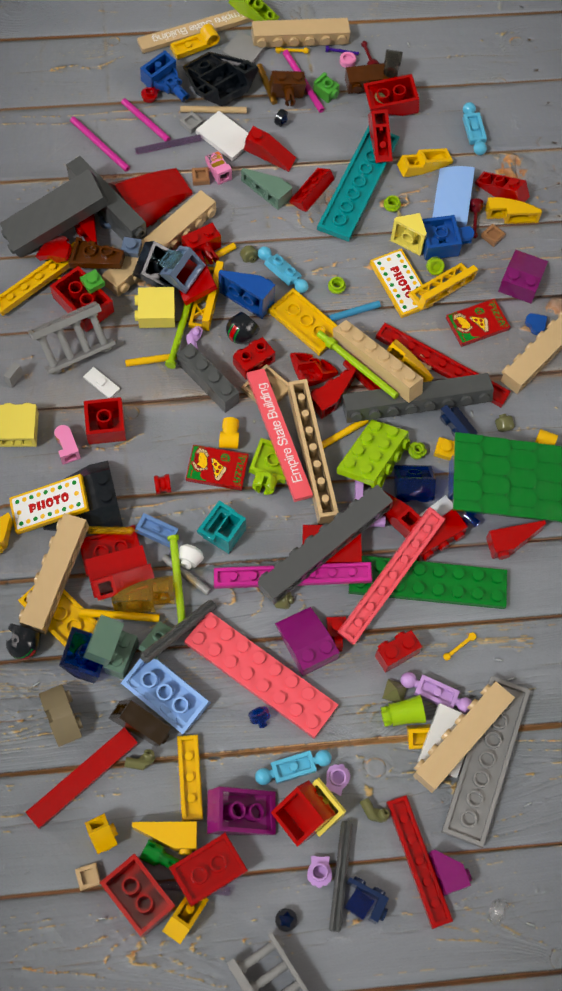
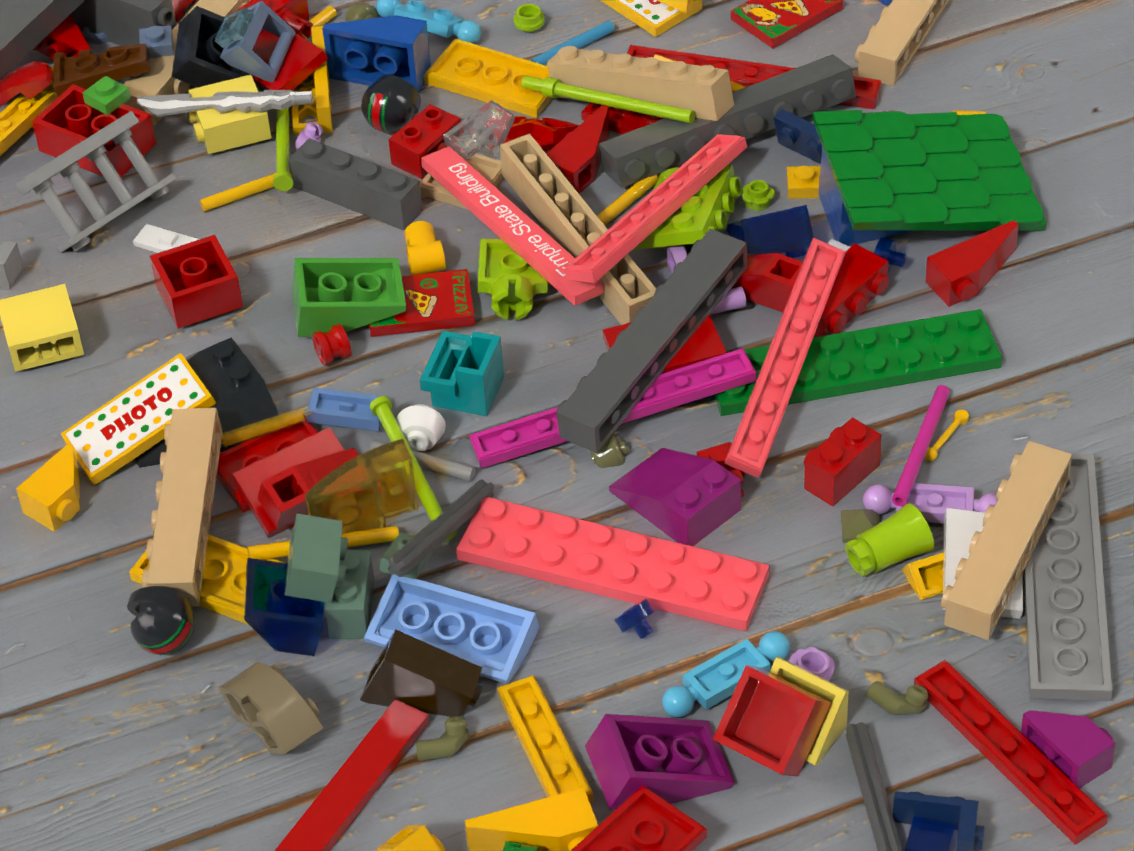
camera: 10 degrees left, 20 degrees down
(65, 439) = (141, 334): bright pink leg -> none
(154, 303) = (225, 101): none -> light grey sword
(179, 454) = (345, 292): none -> bright green slope
(284, 363) = (481, 131): none -> clear slope
(319, 871) = (837, 811): lavender animal -> none
(355, 455) = (655, 209): none -> coral tile
(442, 653) = (920, 446): none -> dark pink piece

